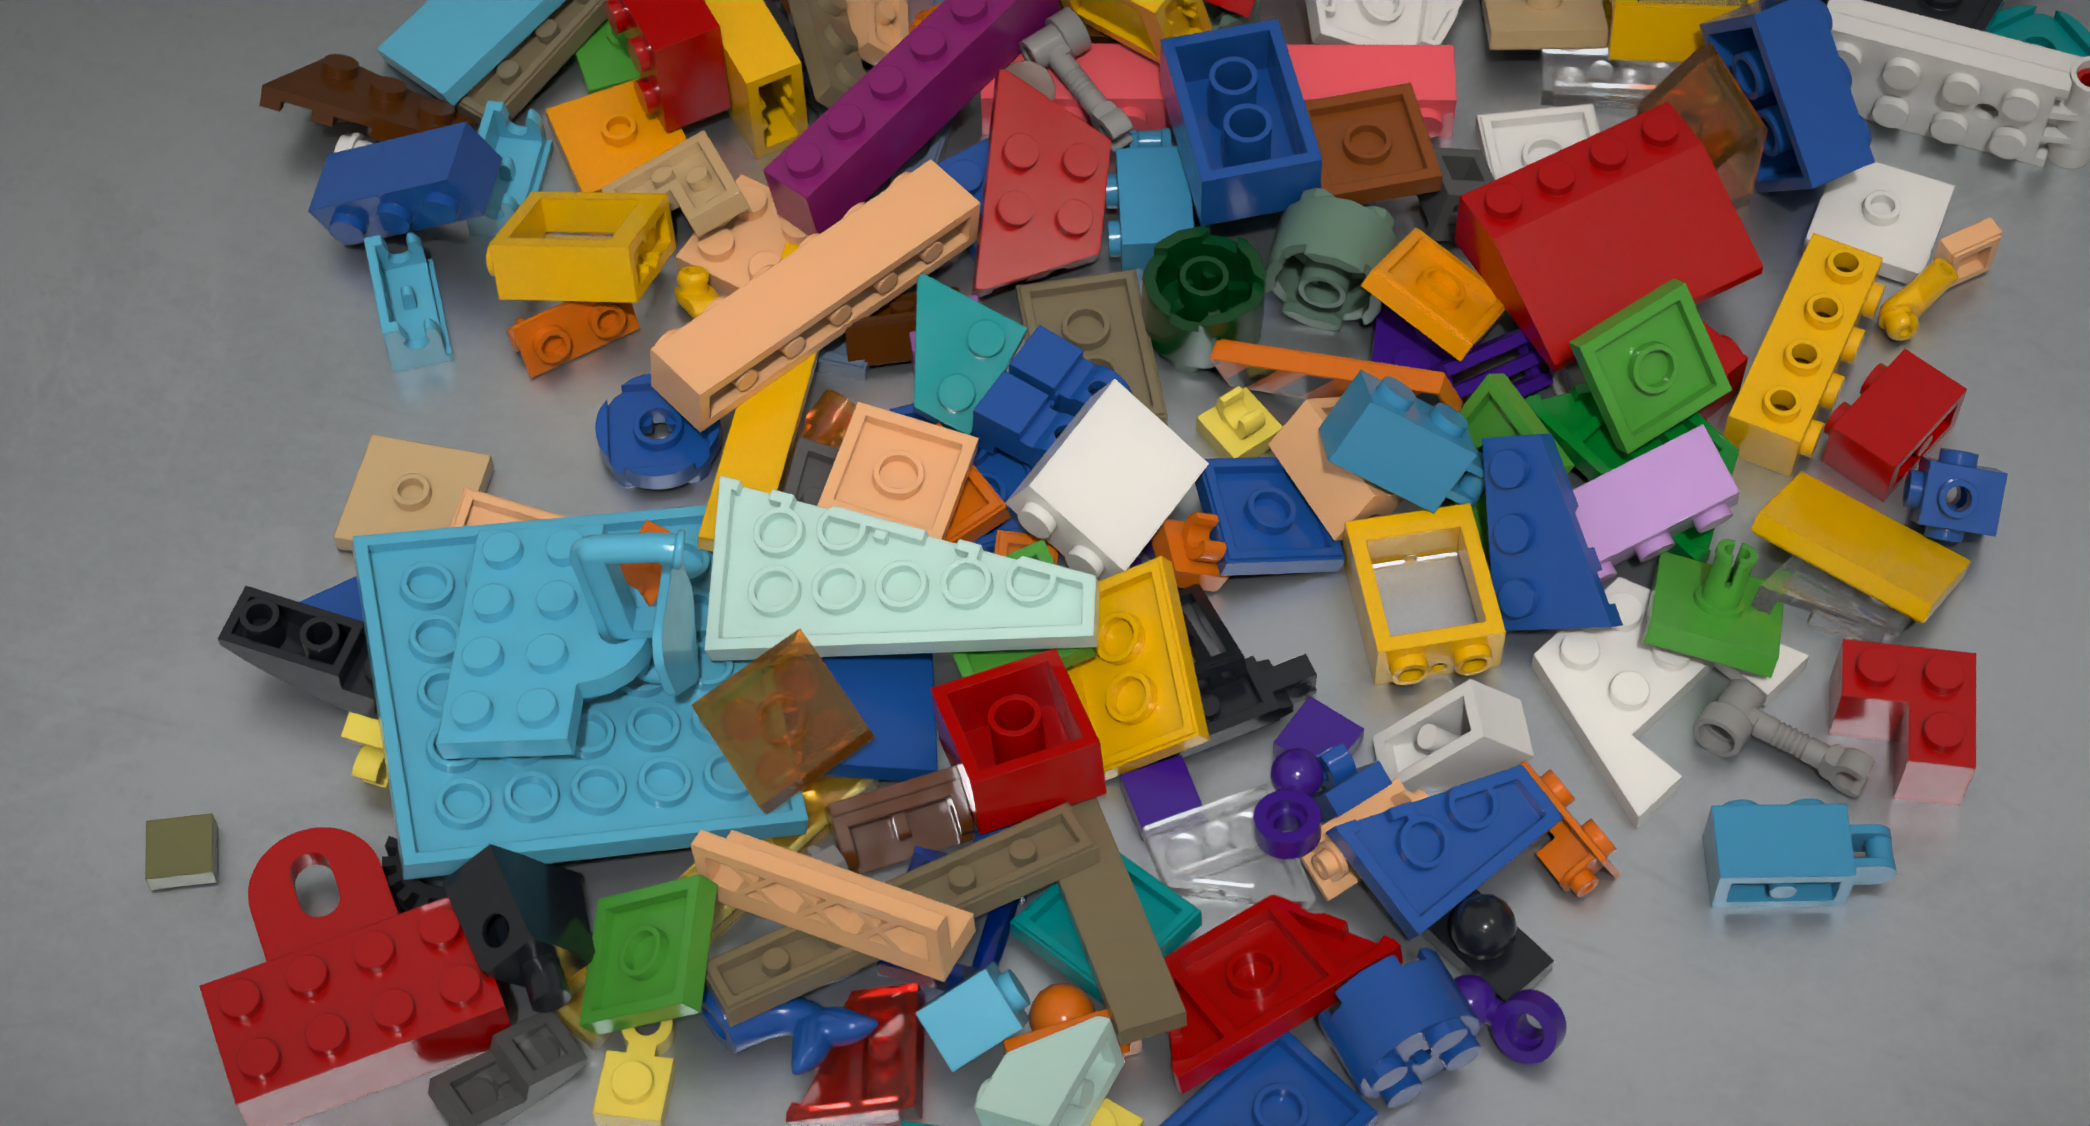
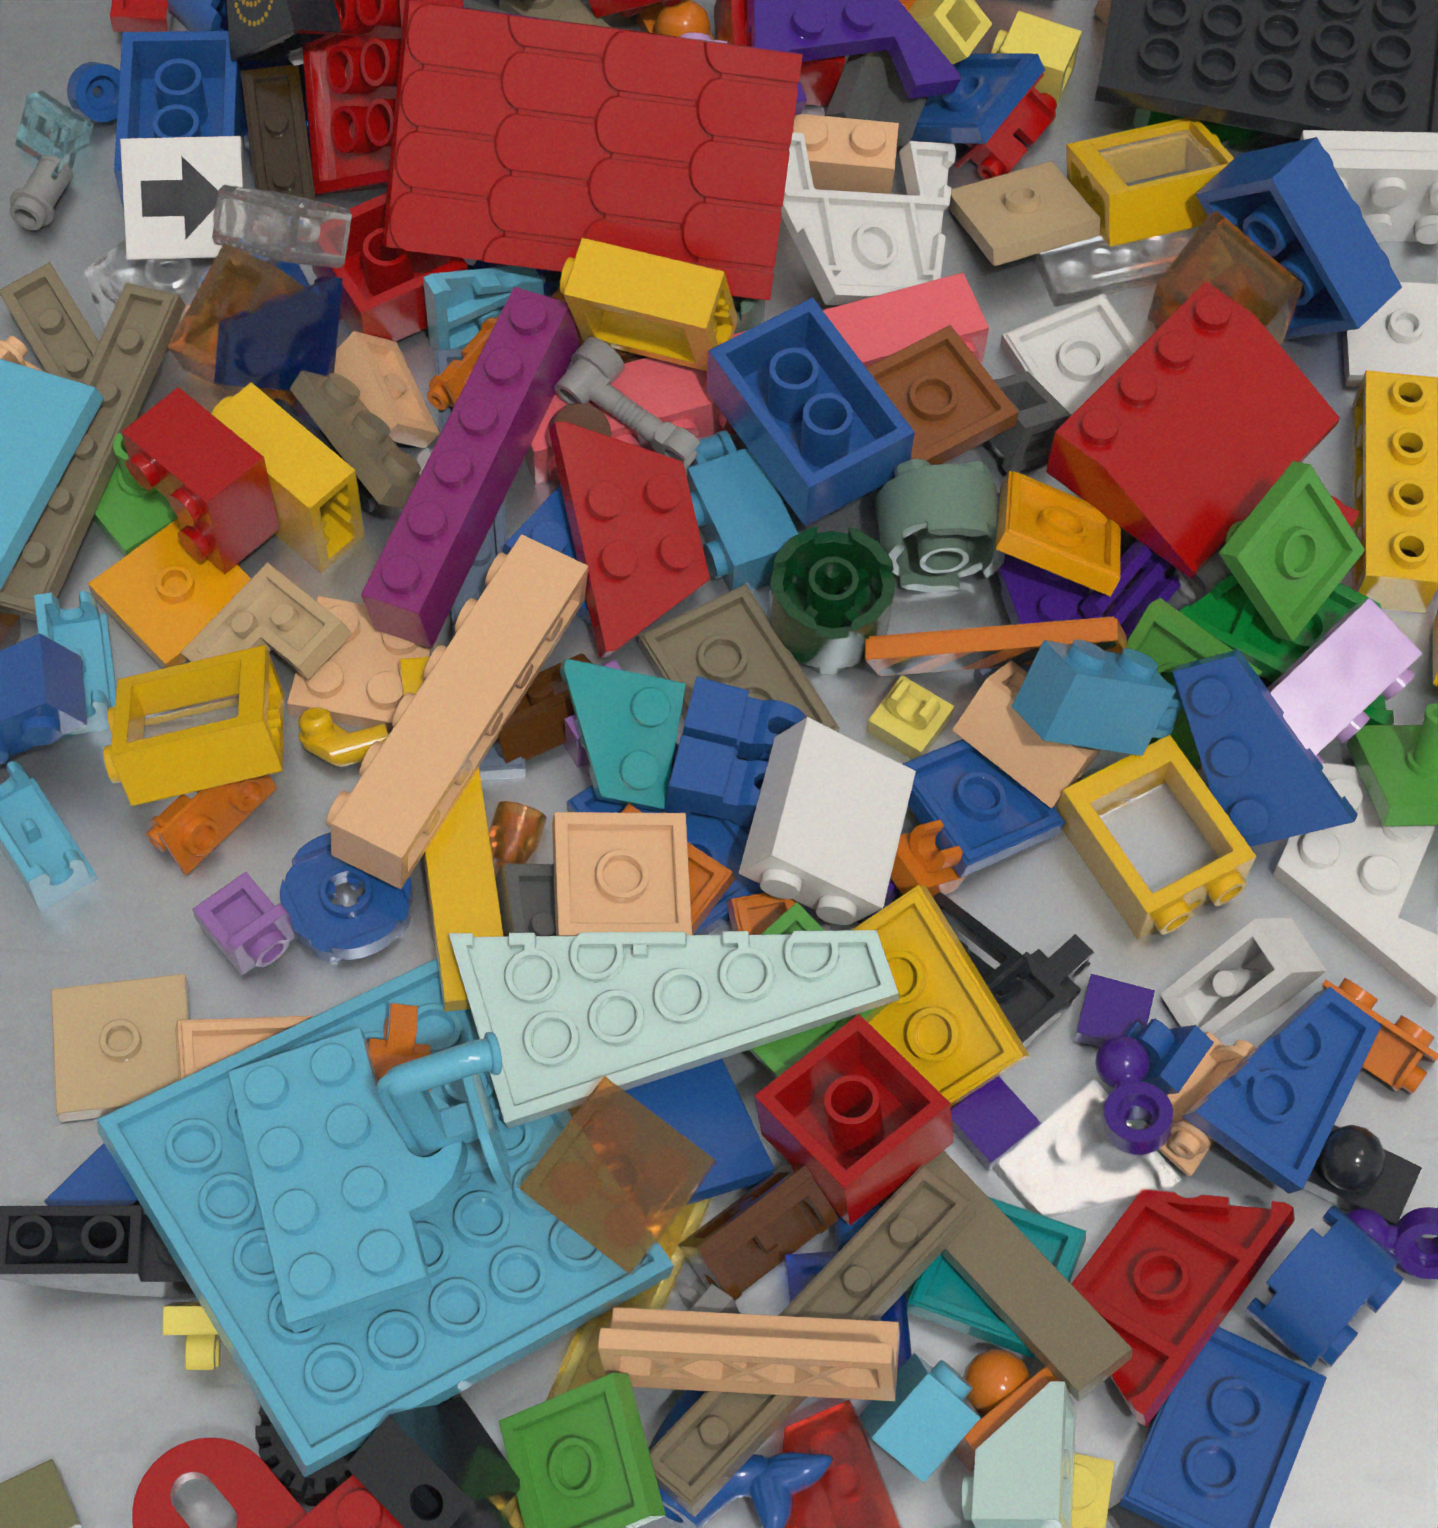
camera: 25 degrees left, 5 degrees up
(559, 429) = (245, 924): none -> medium lavender bracket

